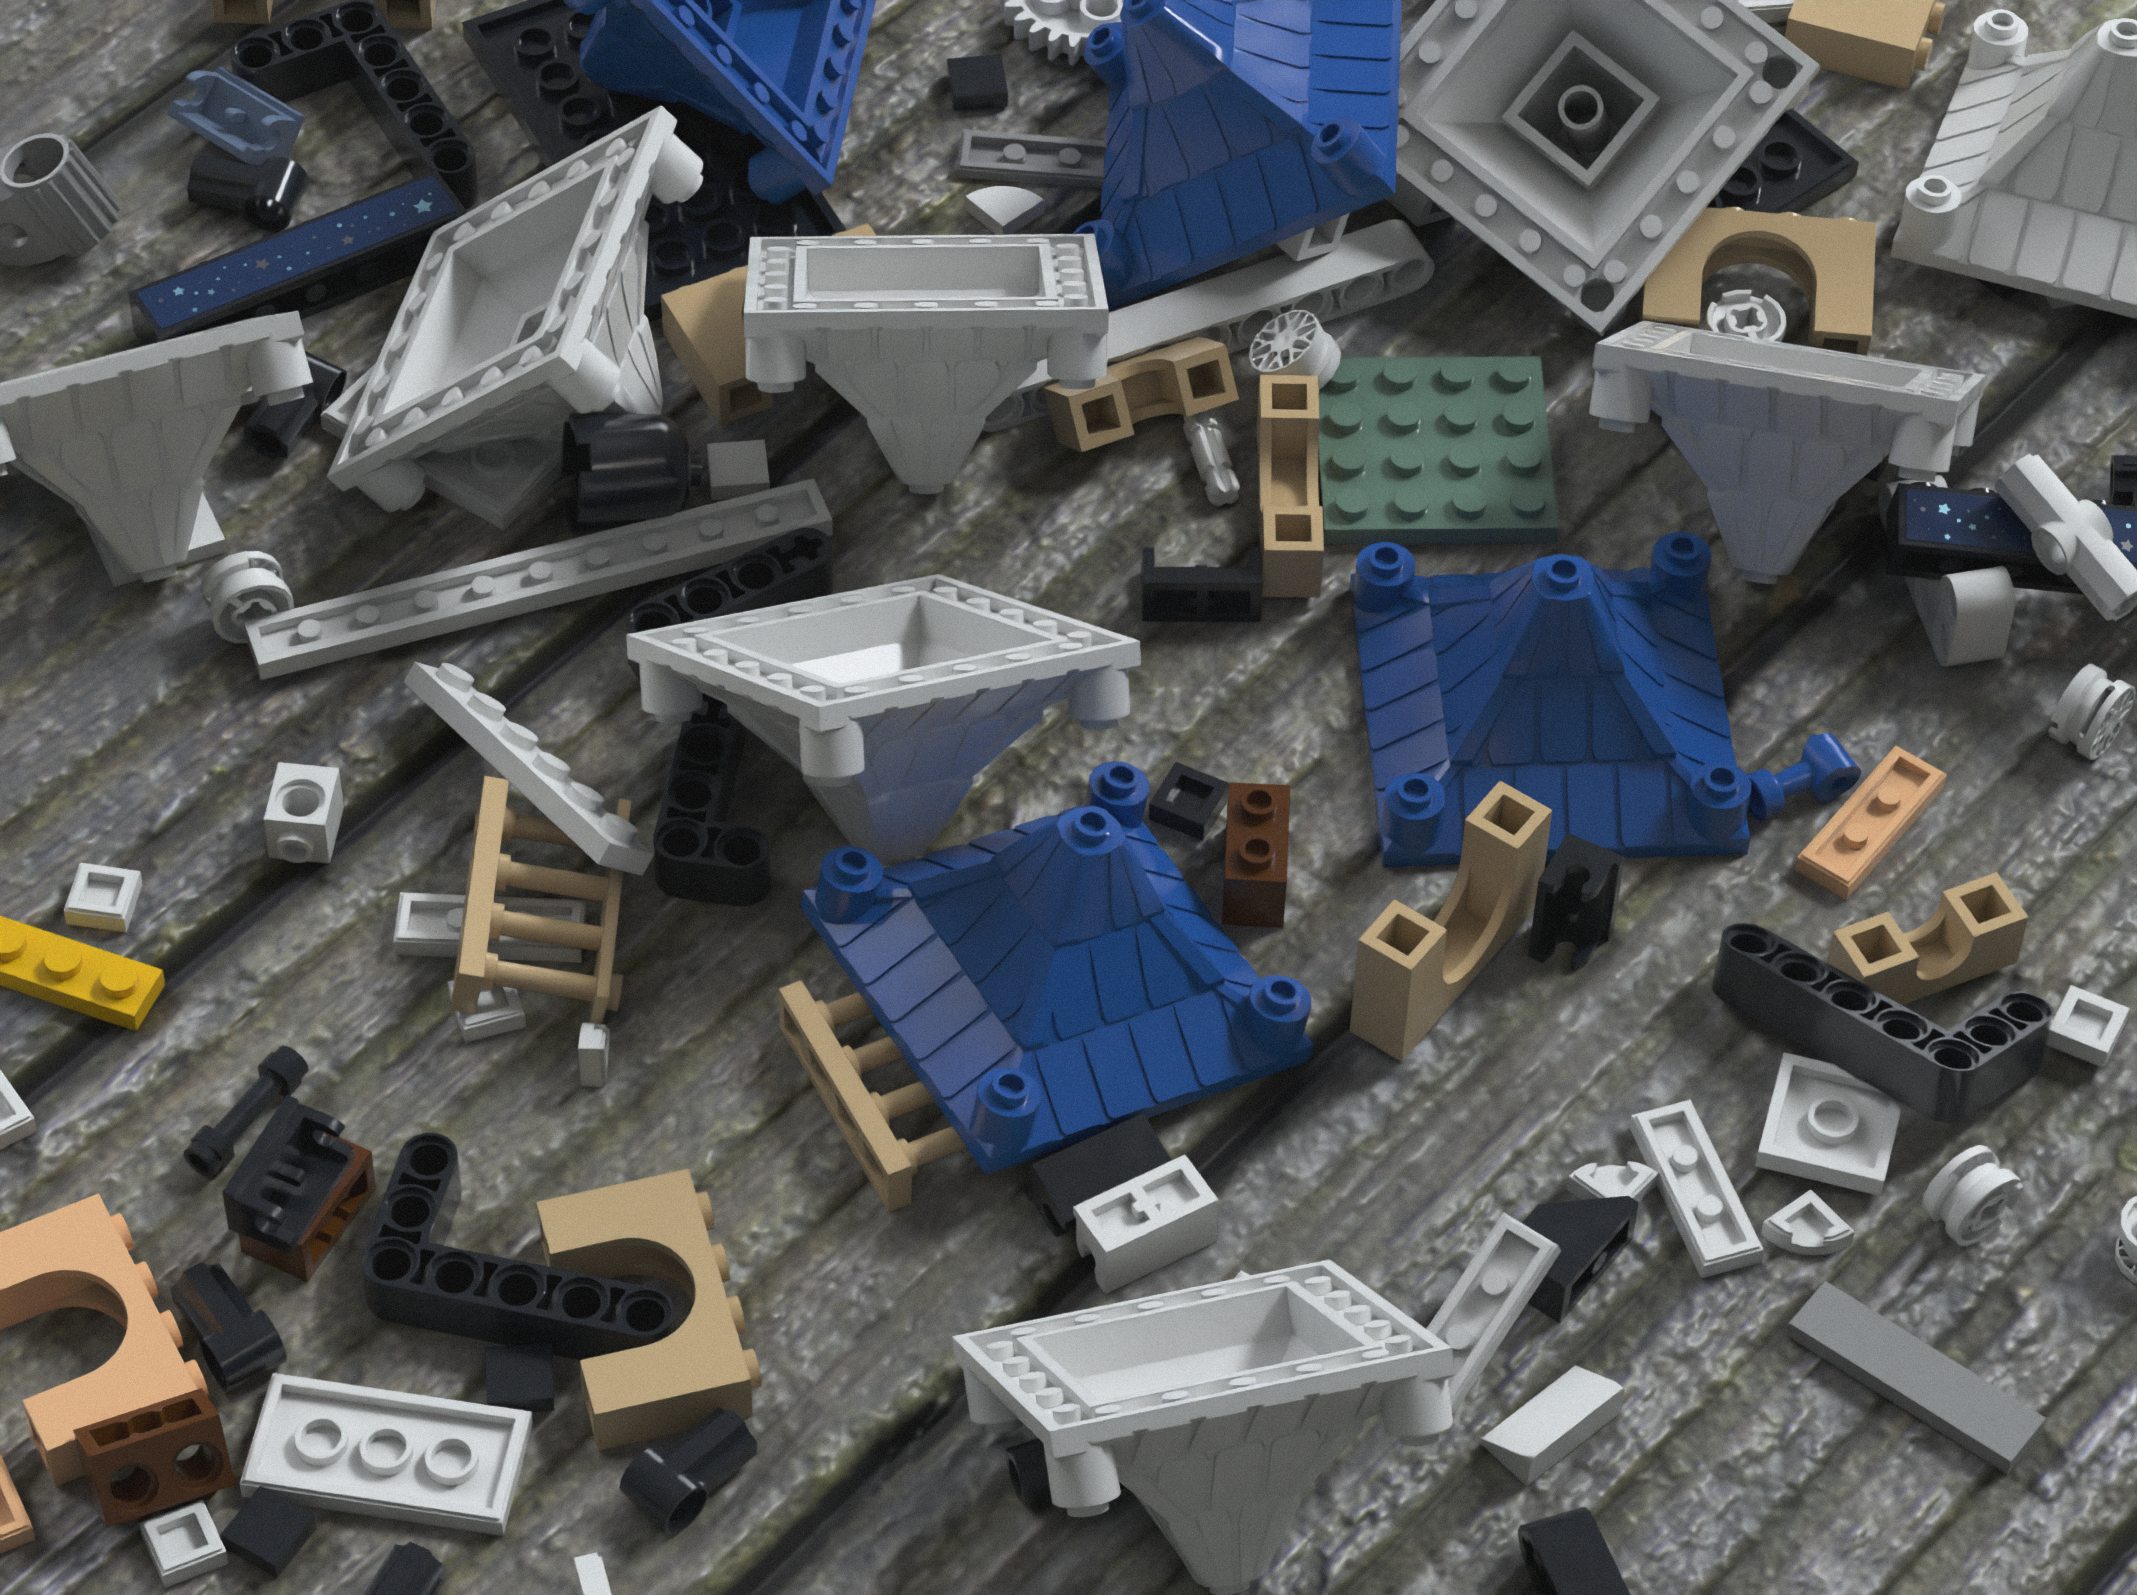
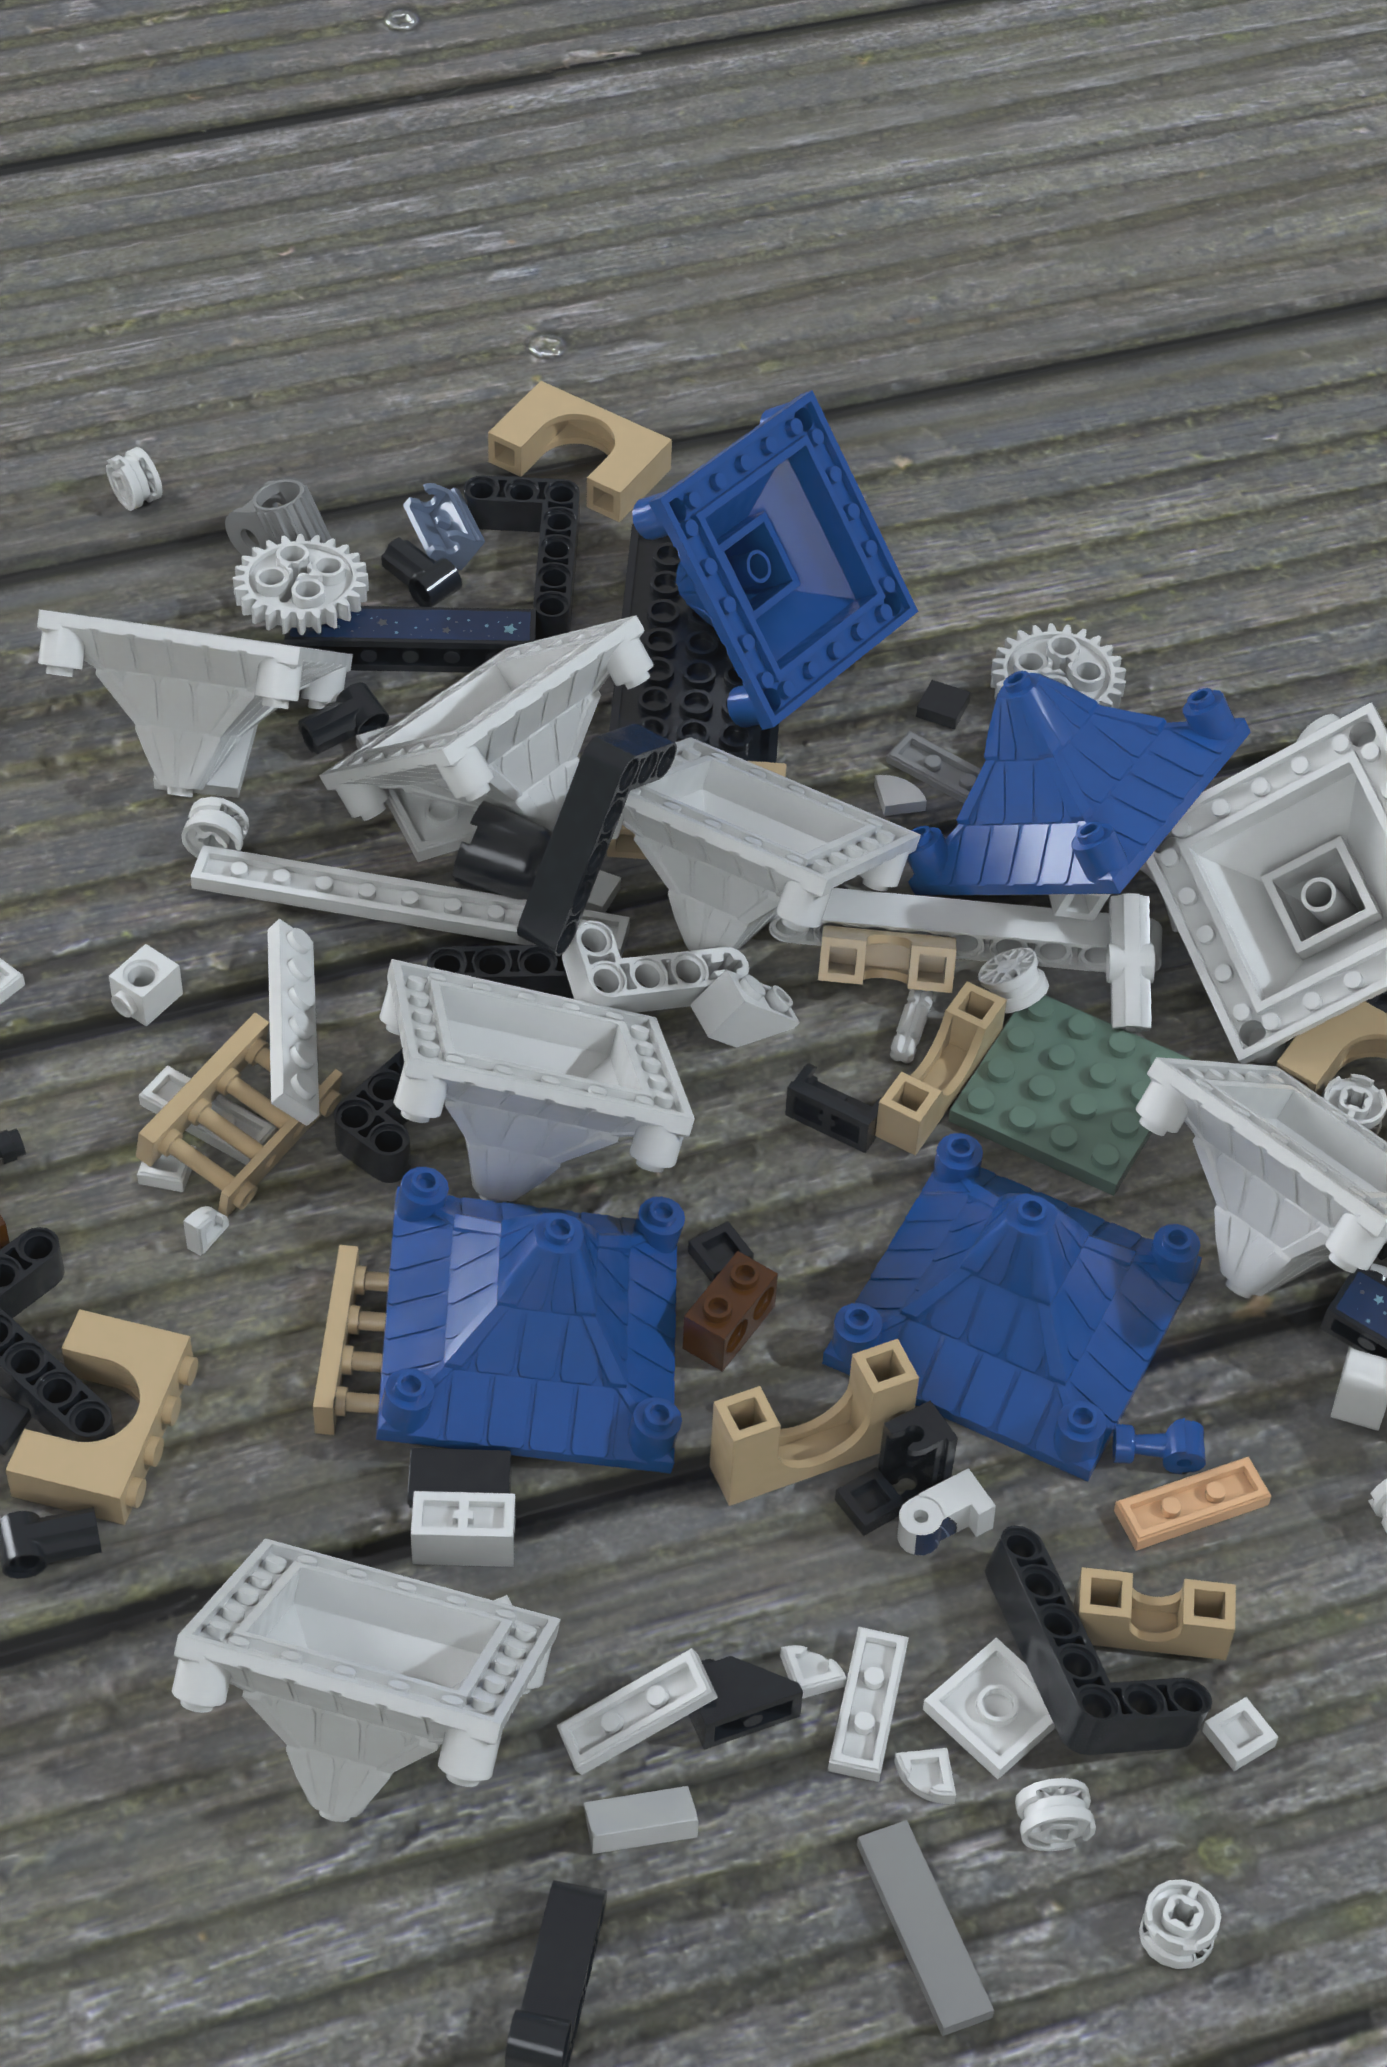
camera: 30 degrees right, 0 degrees up
(93, 258) = (301, 584): none -> white gear
(779, 388) = (584, 829): none -> black beam
(852, 553) = (657, 972): none -> white beam
(1020, 523) = (743, 1010): none -> white slope
(1413, 278) = (1130, 962): none -> white piece
(1544, 983) = (869, 1501): none -> black tile
(1632, 952) = (943, 1512): none -> white leg

